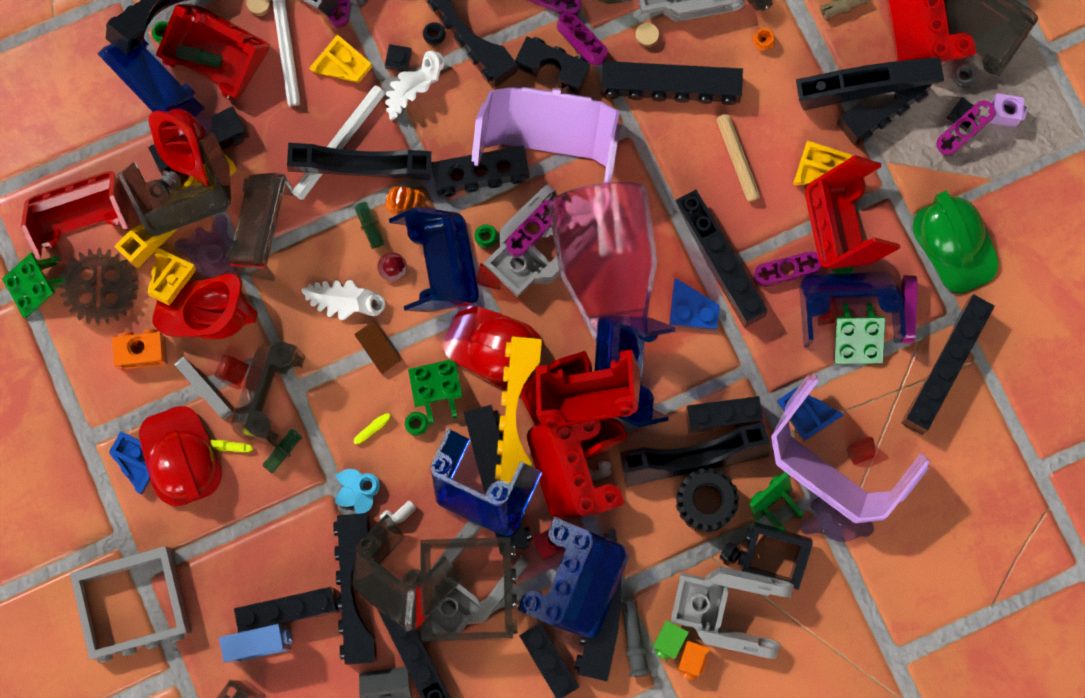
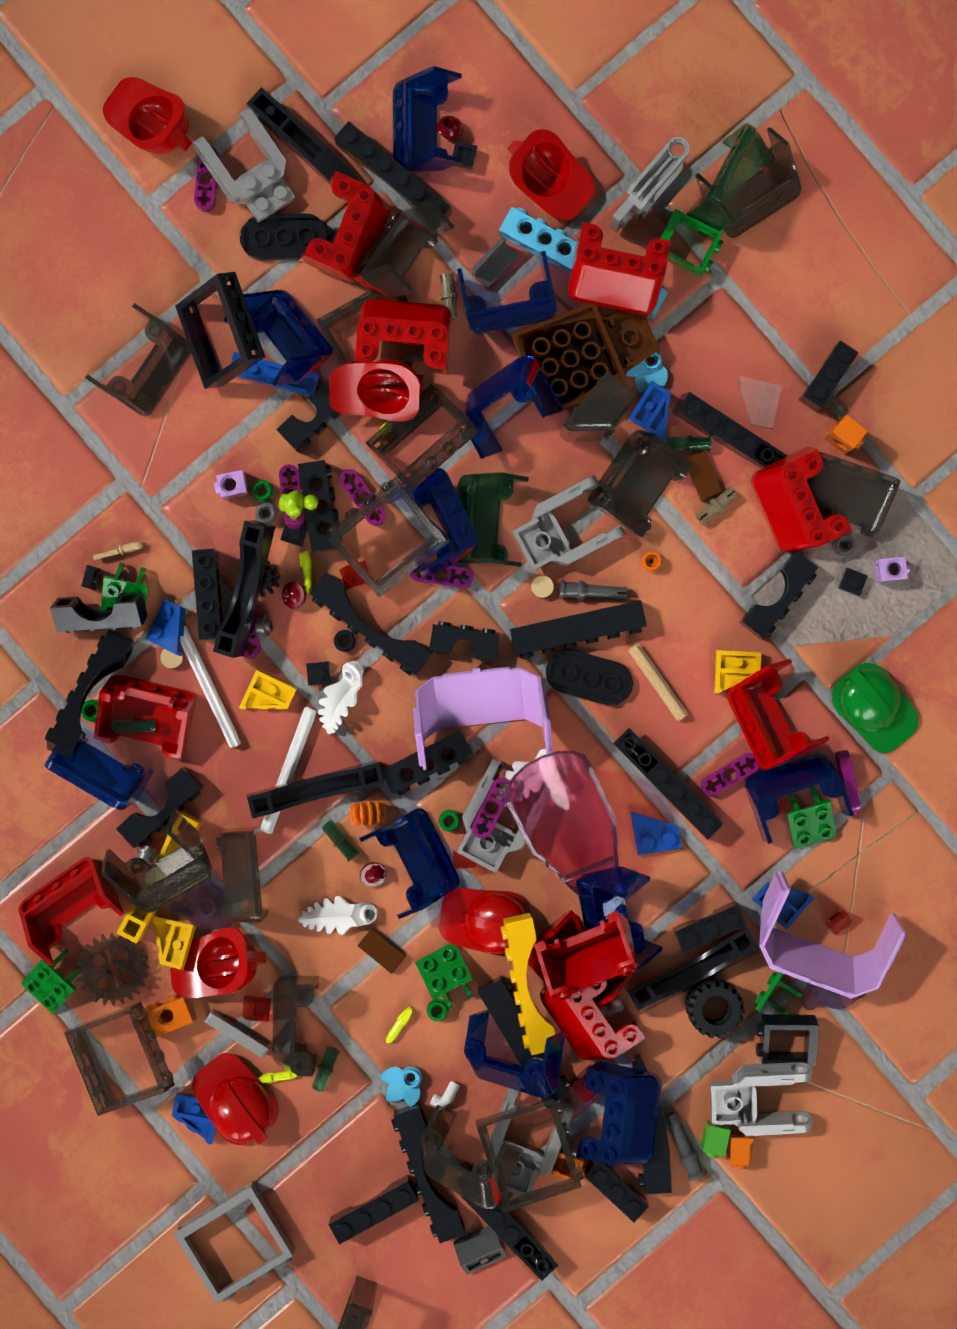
camera: 20 degrees left, 10 degrees up
(42, 378) = (92, 1073): none -> clear smoke window
(176, 141) = (148, 823): red piece -> none
(255, 643) = (356, 1250): medium blue window -> none
(496, 619) = (564, 1172): none -> orange window
(591, 50) = (486, 619): magenta beam -> none
(669, 135) = (589, 677): none -> black tile
(685, 47) = (580, 590): none -> dark grey pin
(730, 553) = (747, 1047): black plate -> none
(867, 81) = (761, 582): black slope -> none
(948, 365) = (904, 794): black arch -> none
(975, 111) = (854, 615): magenta beam -> none

